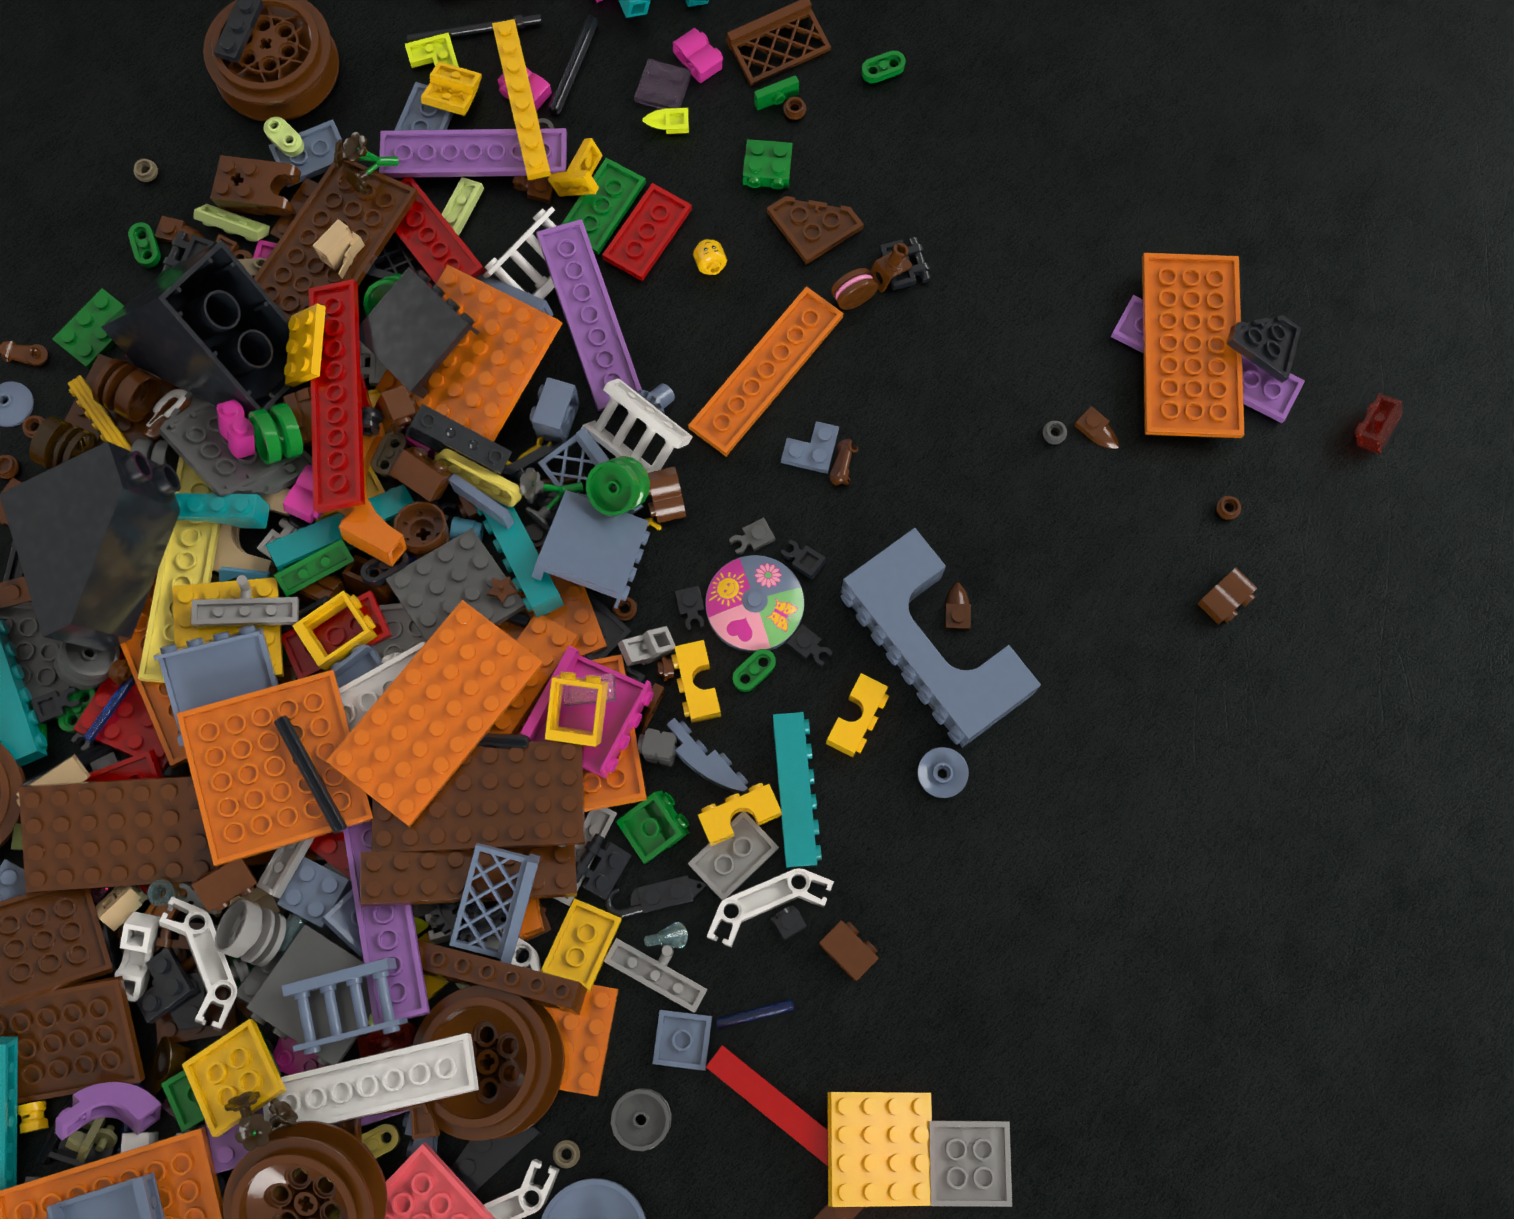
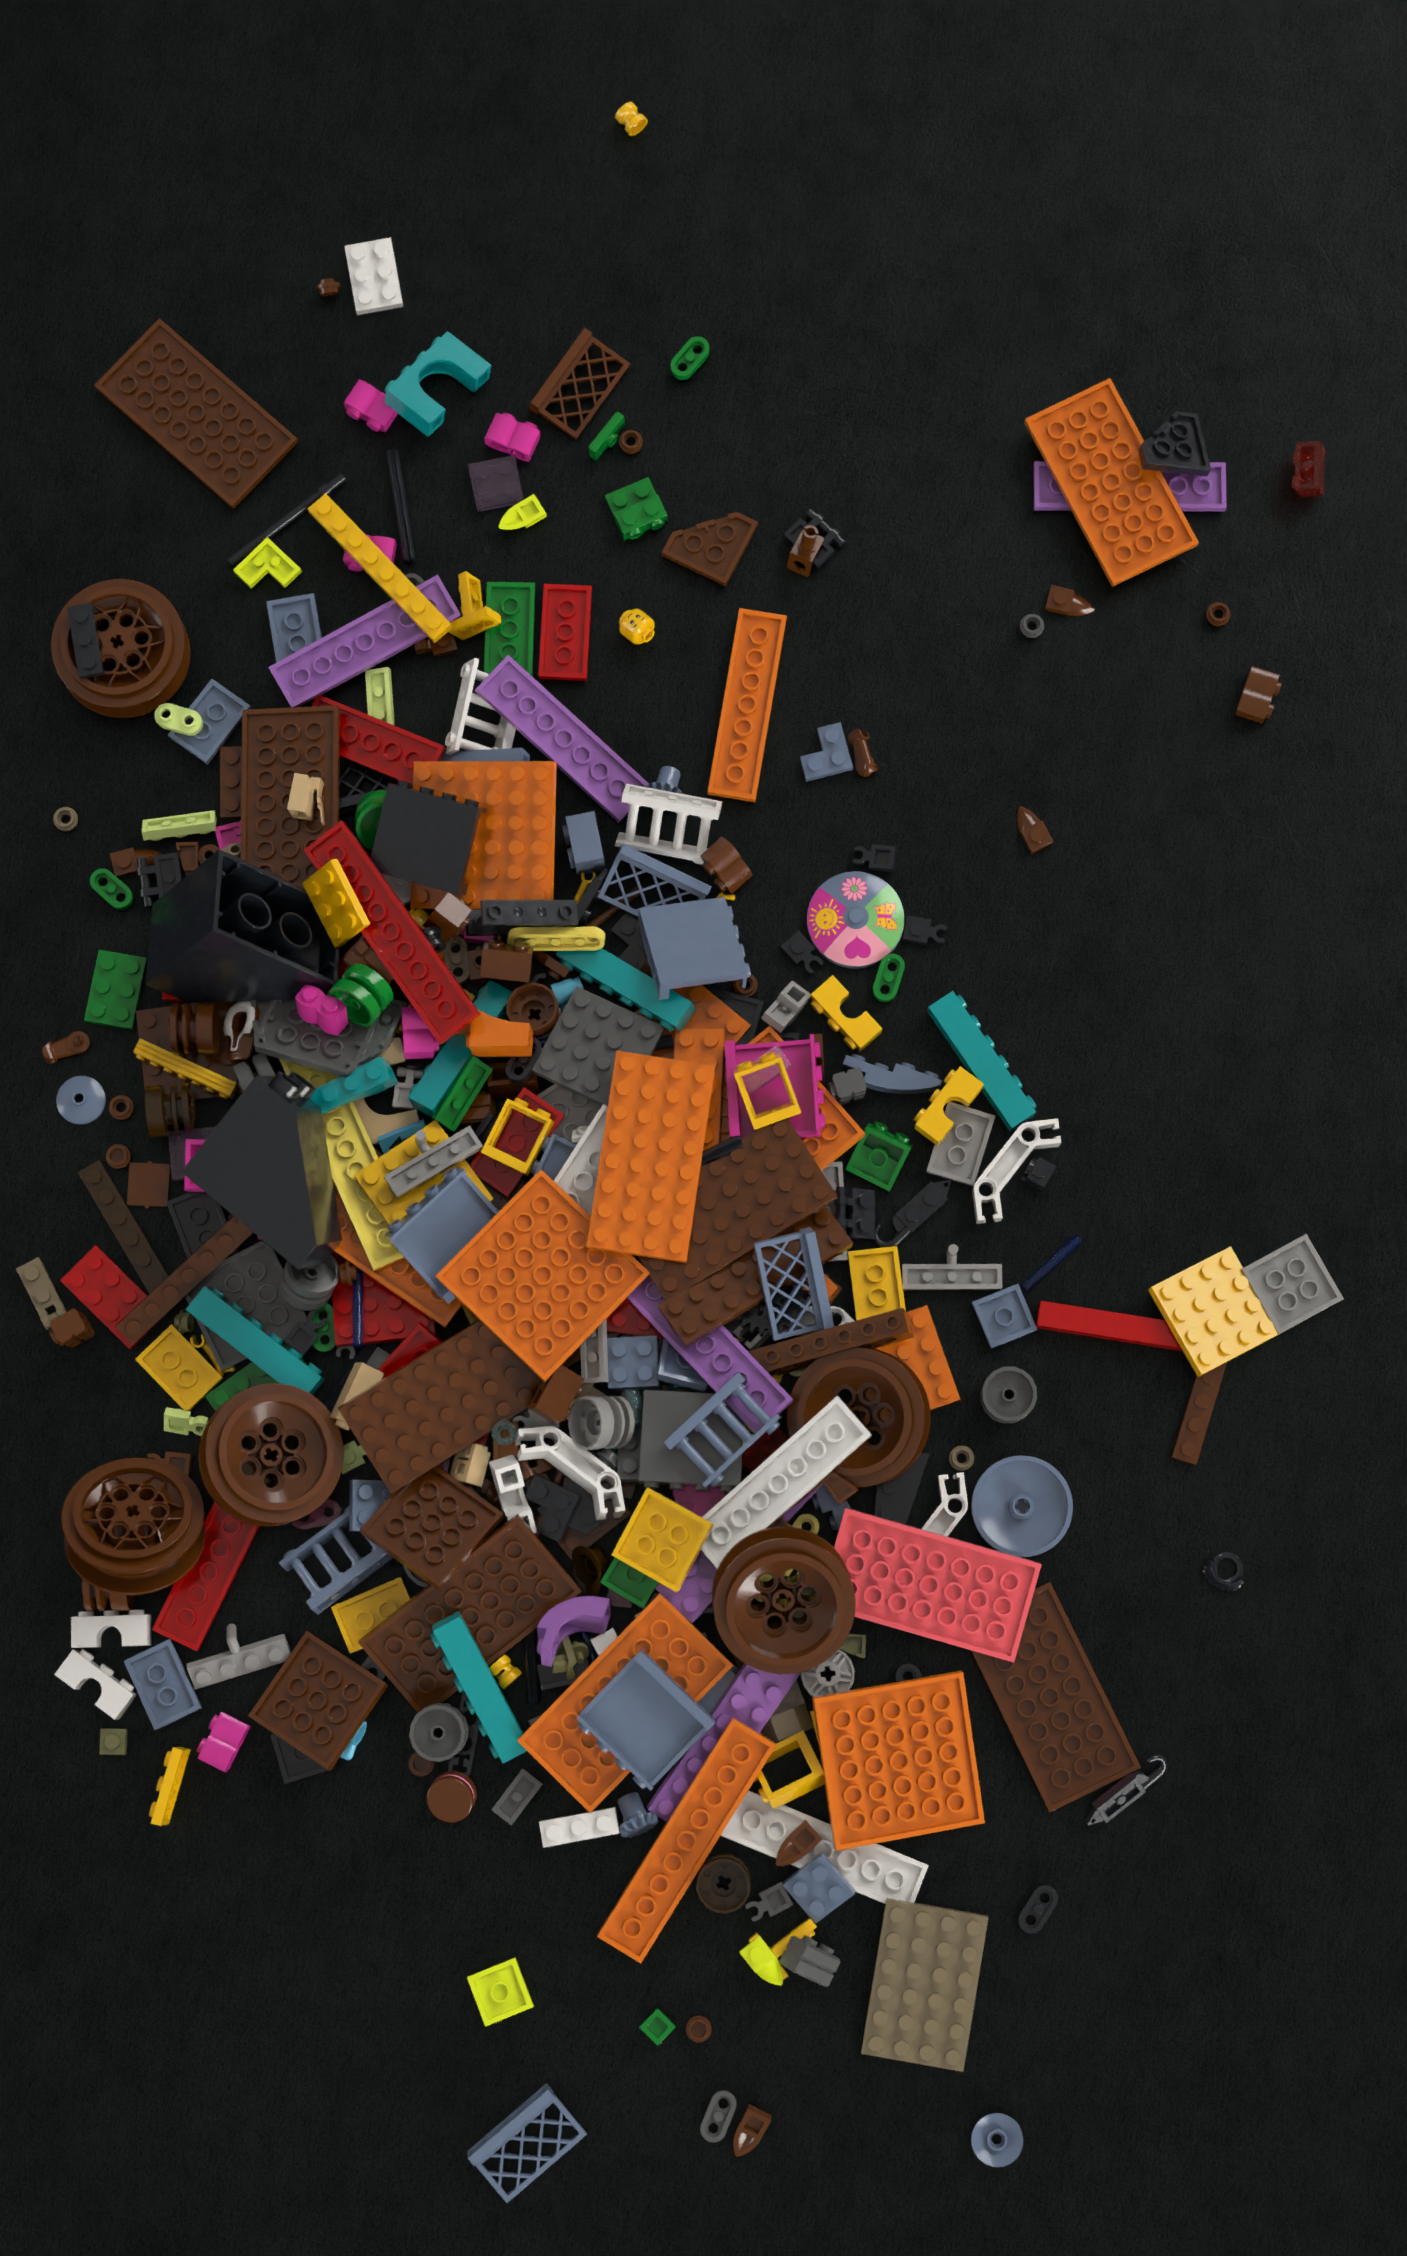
camera: 25 degrees left, 5 degrees up
(253, 186) = (189, 777): reddish brown brick -> none
(253, 1129) = (715, 1560): dark brown plant -> none
(310, 774) = (578, 1264): black axle -> none
(354, 151) = (270, 700): dark brown plant -> none
(451, 88) = (305, 591): yellow slope -> none
(481, 501) = (572, 957): sand blue tile -> none
(501, 589) = (638, 1024): reddish brown piece -> none
(532, 485) = (612, 919): dark grey plant -> none
(617, 485) = (685, 880): green wheel -> none
(665, 668) = (811, 1017): reddish brown plate -> none
(673, 935) = (948, 1235): clear light blue cone -> none
(755, 535) = (822, 859): dark grey plate -> none
(849, 735) = (999, 947): yellow arch -> none
(849, 950) = (1101, 1168): reddish brown brick -> none
(854, 288) = (784, 588): reddish brown head -> none
(951, 763) = (1099, 966): sand blue dish -> none
(961, 699) = (1077, 908): sand blue arch -> none

